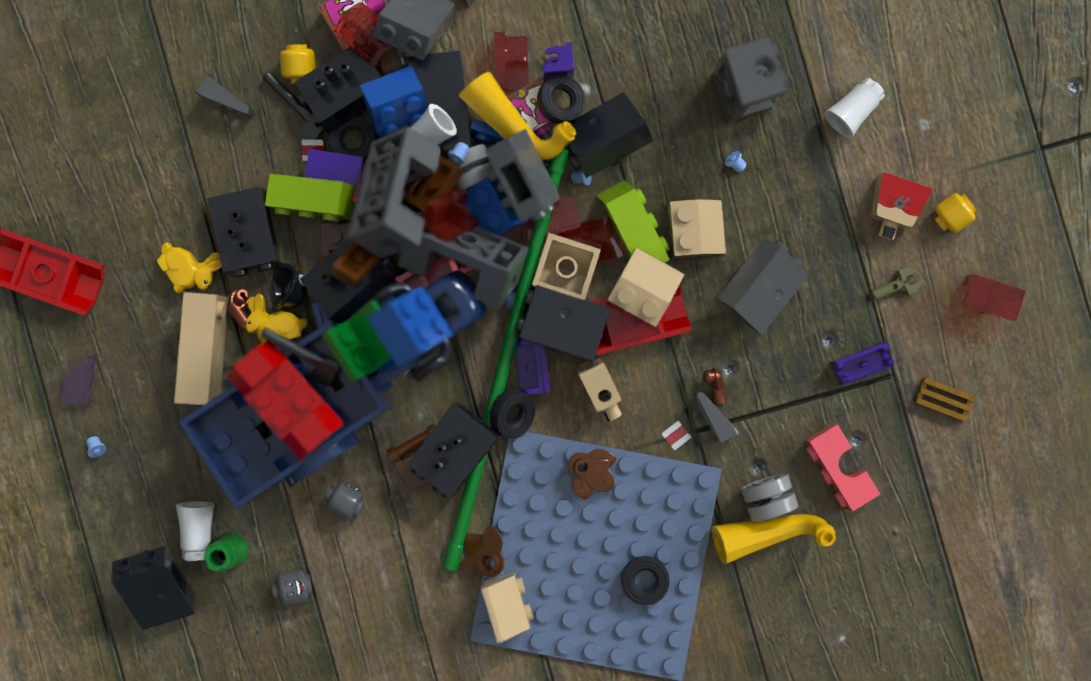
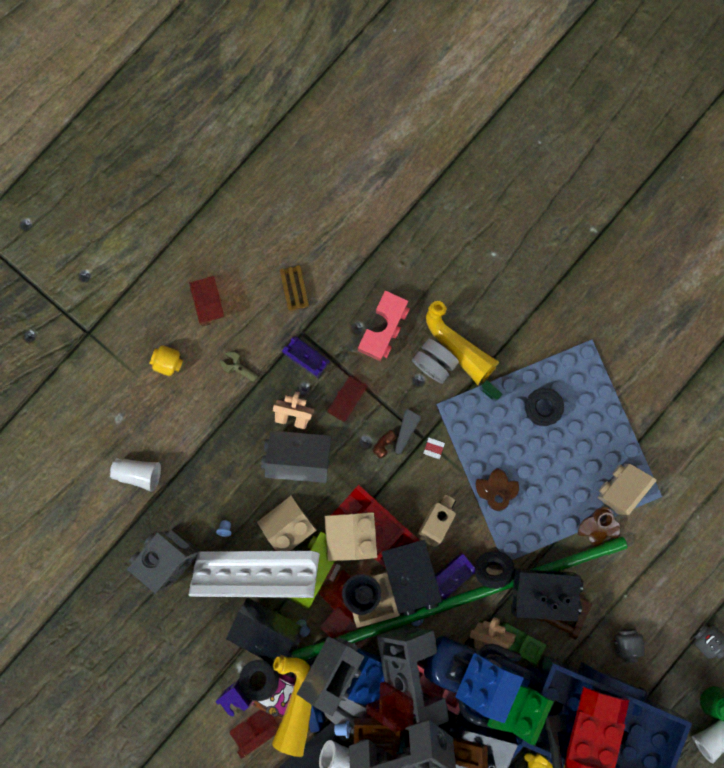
camera: 125 degrees left, 5 degrees down
(417, 393) = (526, 645): none -> bright green slope
(451, 370) = (492, 633): none -> light nougat hips
(582, 259) = (361, 594): none -> black helmet
(672, 163) = (255, 574): none -> white plate
(699, 534) = (492, 392): none -> dark green tile
(787, 378) = (347, 399): none -> clear red panel
(821, 304) = (293, 407): none -> light nougat hips
(897, 203) = (184, 402): torso -> none

